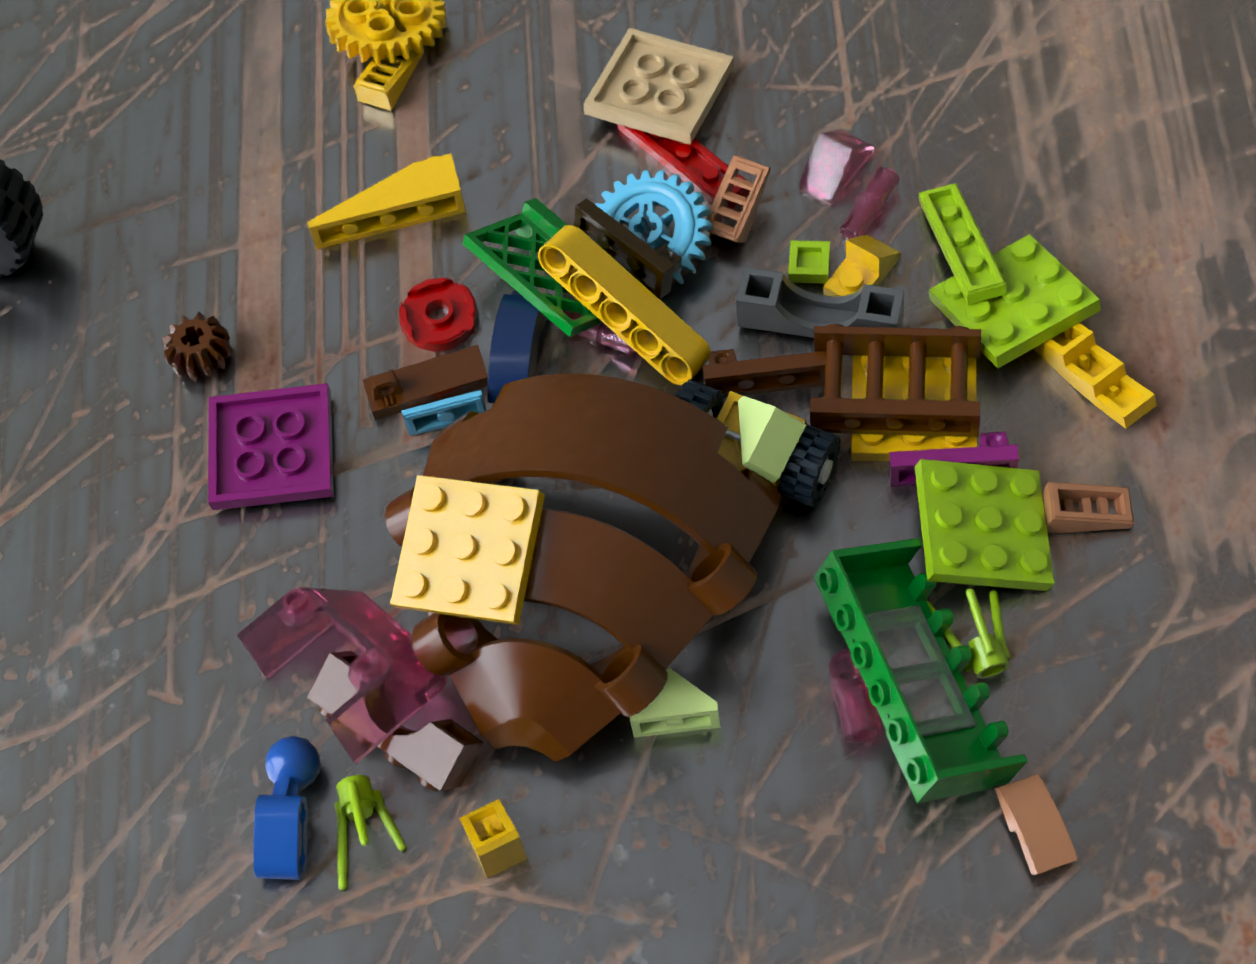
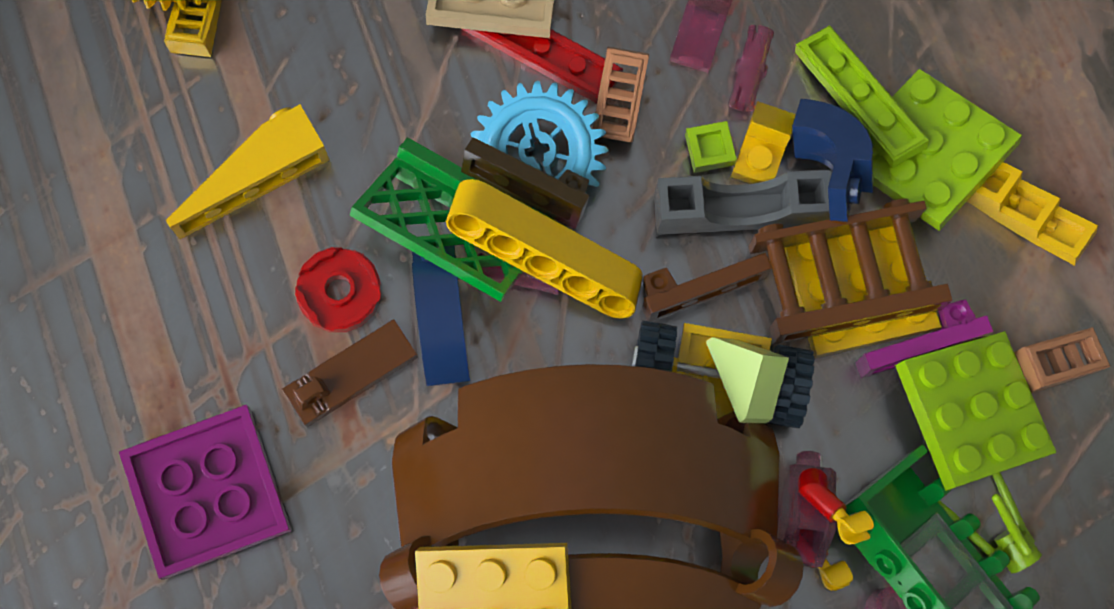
camera: 30 degrees left, 15 degrees up
(197, 346) = (69, 392): reddish brown gear -> none
(442, 412) = (380, 402): medium azure slope -> none
(787, 579) = (811, 516): none -> torso
(915, 280) = (842, 144): none -> dark blue arch

